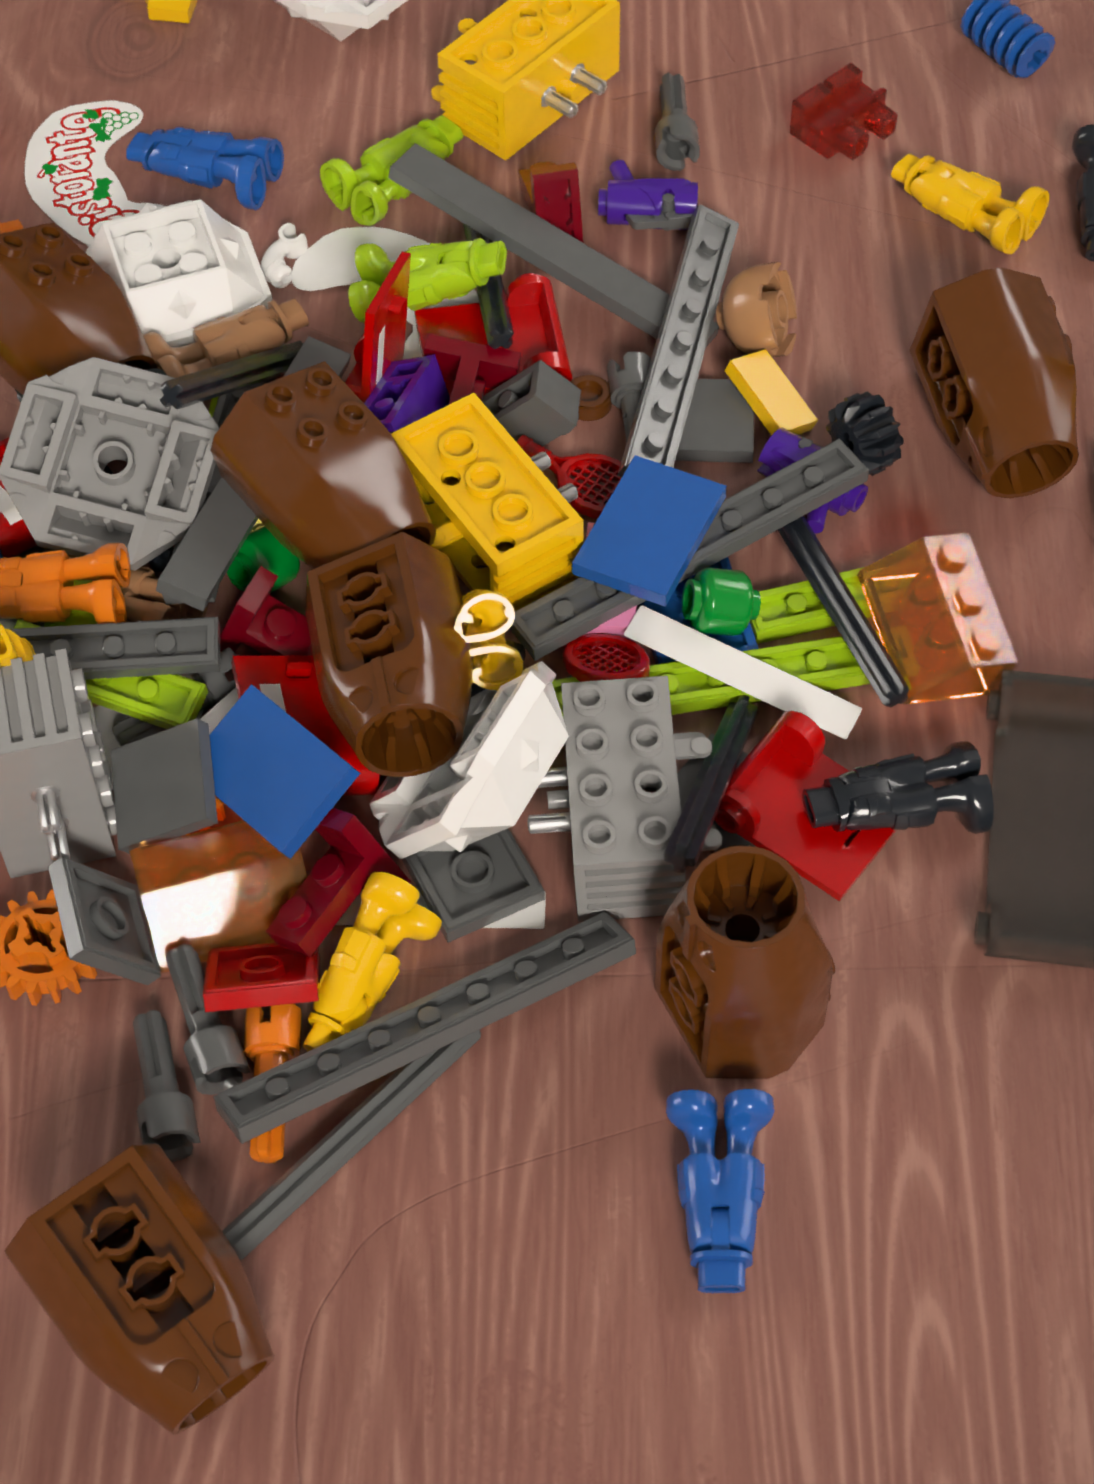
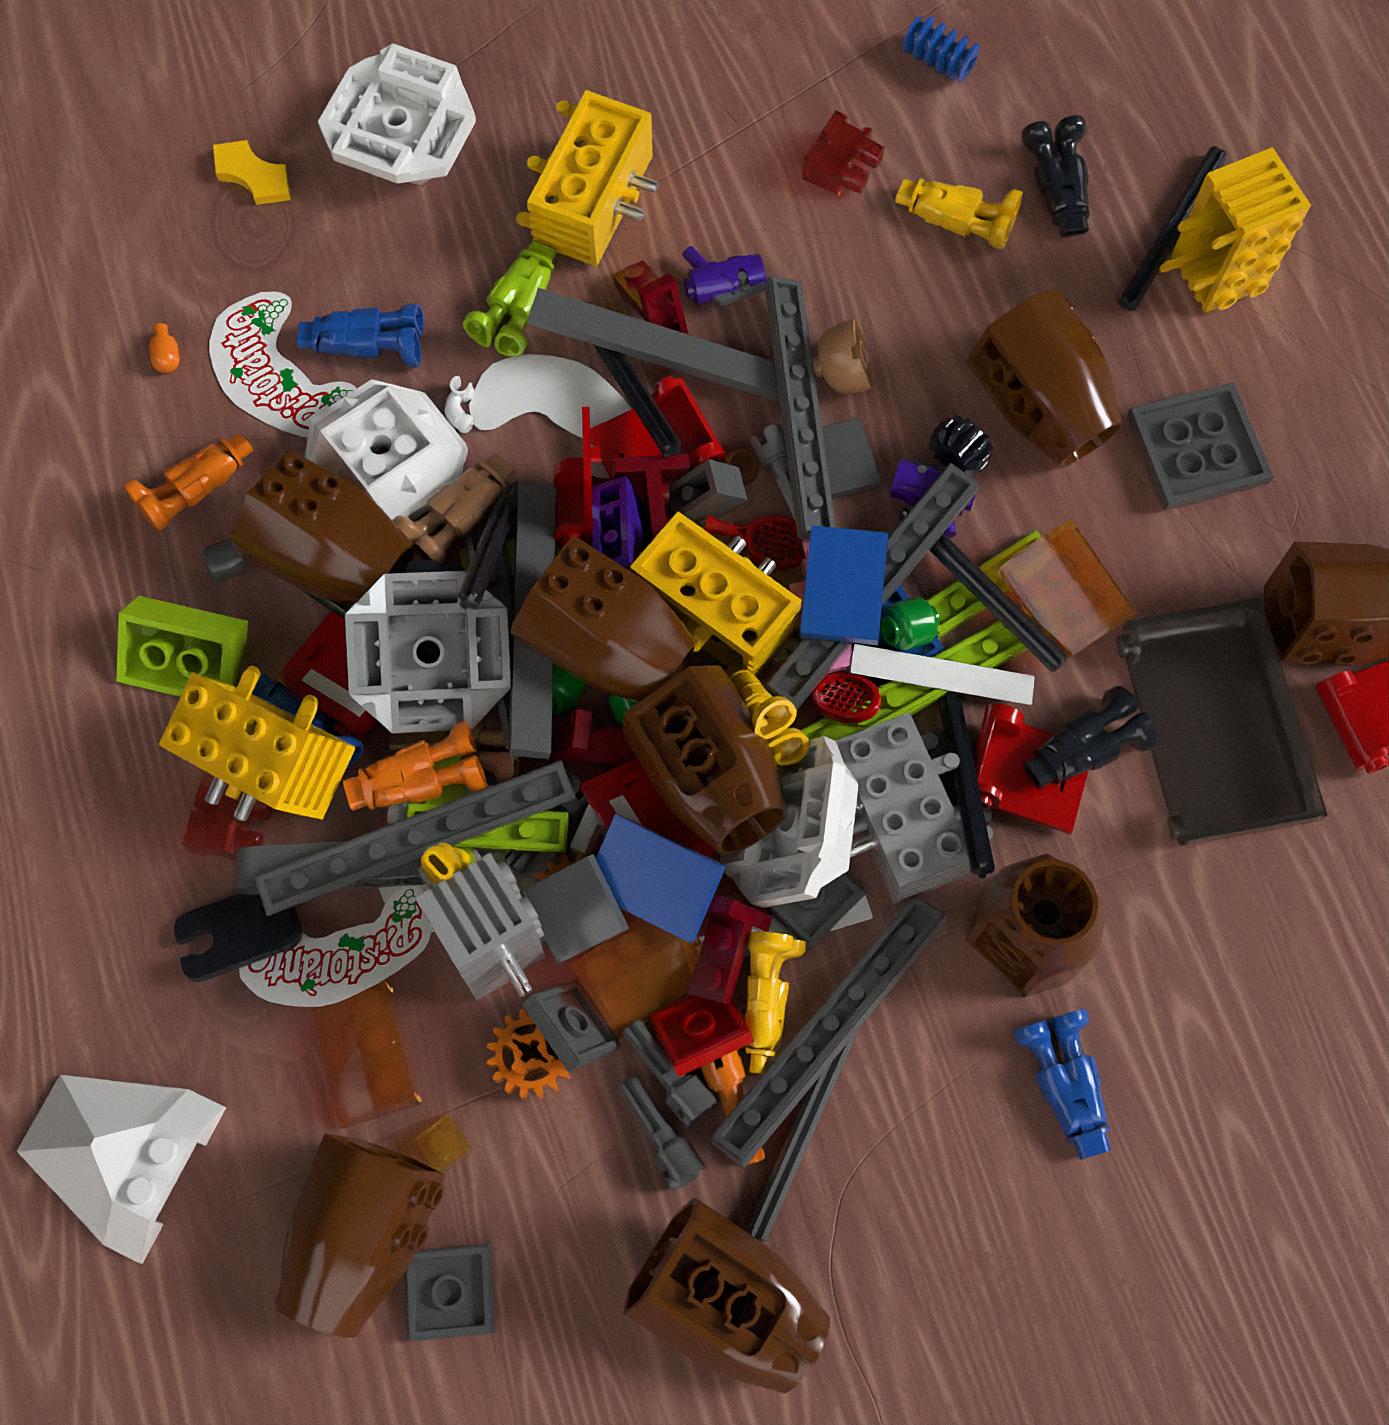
camera: 20 degrees left, 15 degrees up
(435, 272) = (605, 394): lime piece -> none
(676, 132) = (721, 208): dark grey piece -> none
(770, 393) = (877, 428): yellow tile -> none

